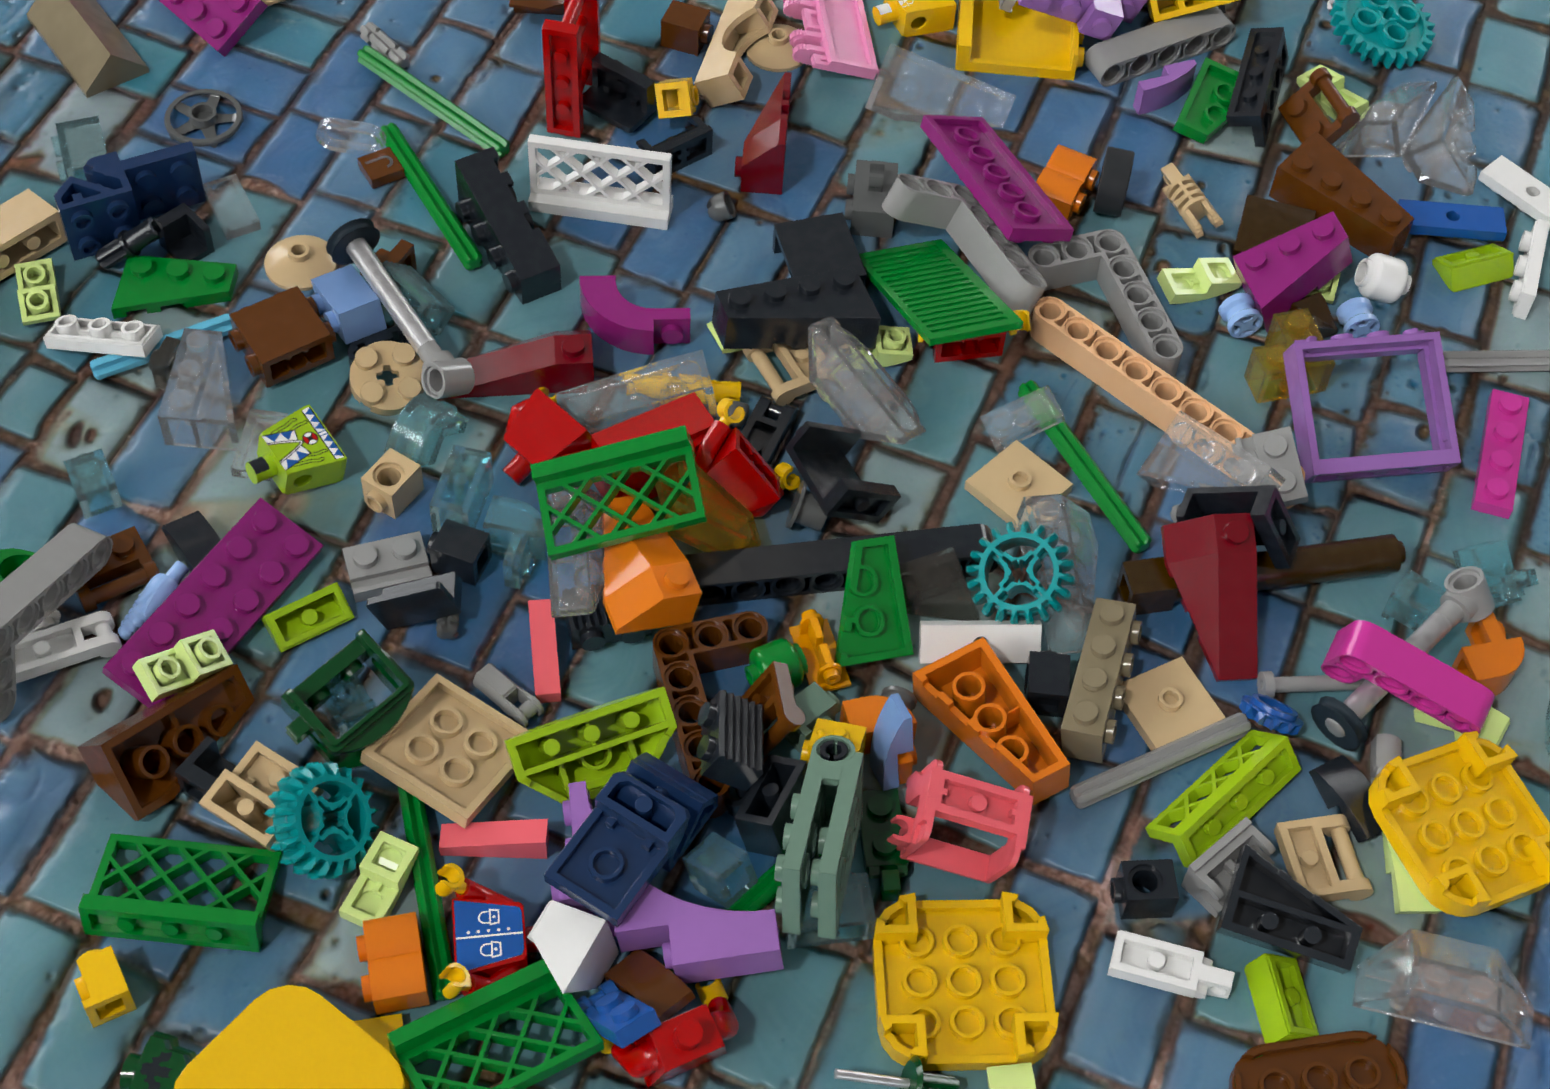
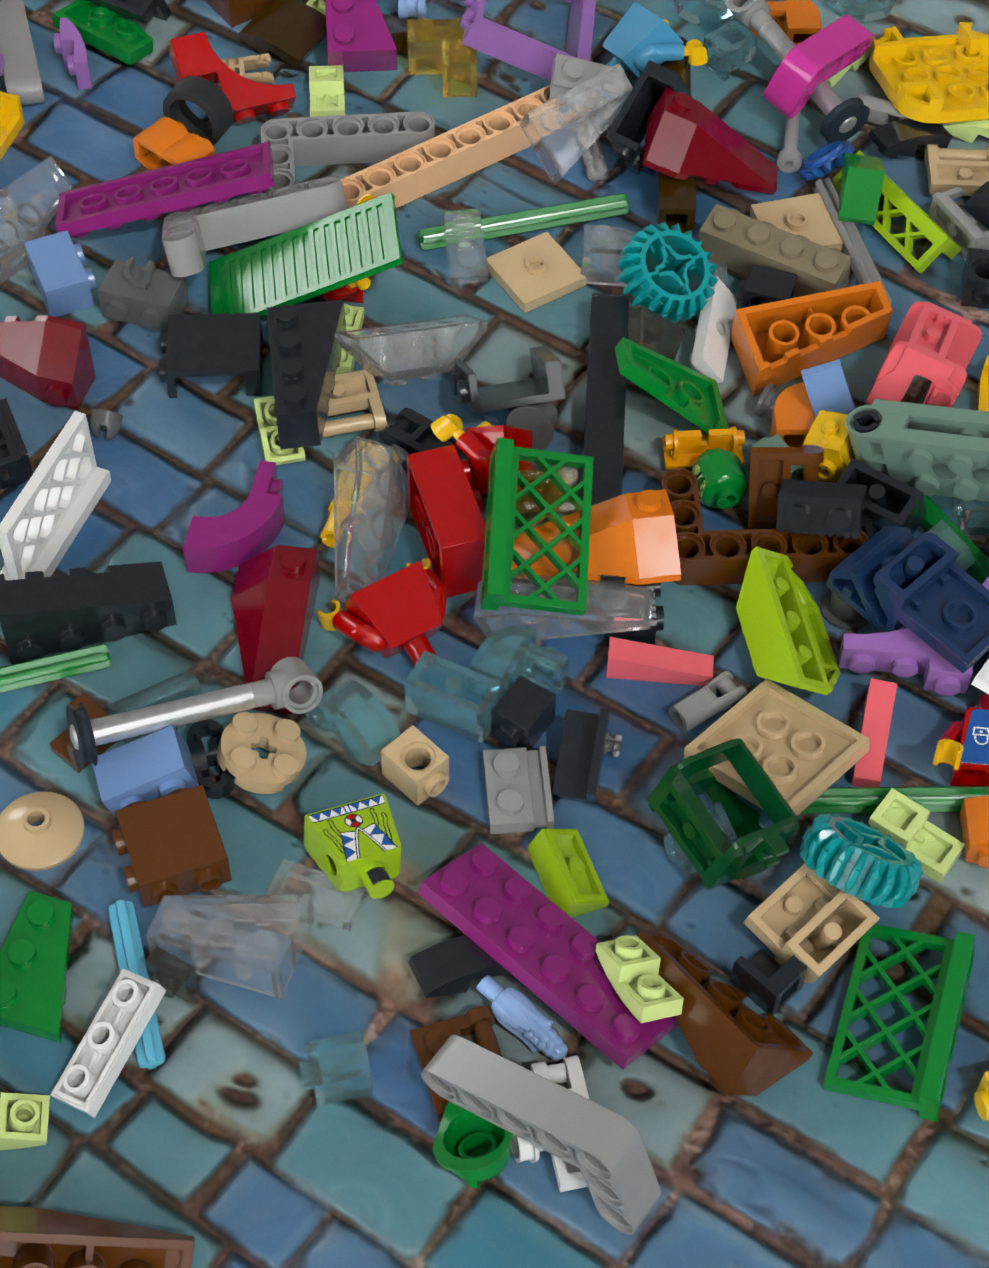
camera: 75 degrees left, 0 degrees up
(881, 135) = (60, 273): none -> medium blue brick
(1164, 165) = (195, 57): none -> red arch
(1226, 739) = (860, 188): none -> green slope
(1240, 315) = (384, 74): light blue wheel -> none
(1374, 515) = (647, 37): none -> dark azure torso

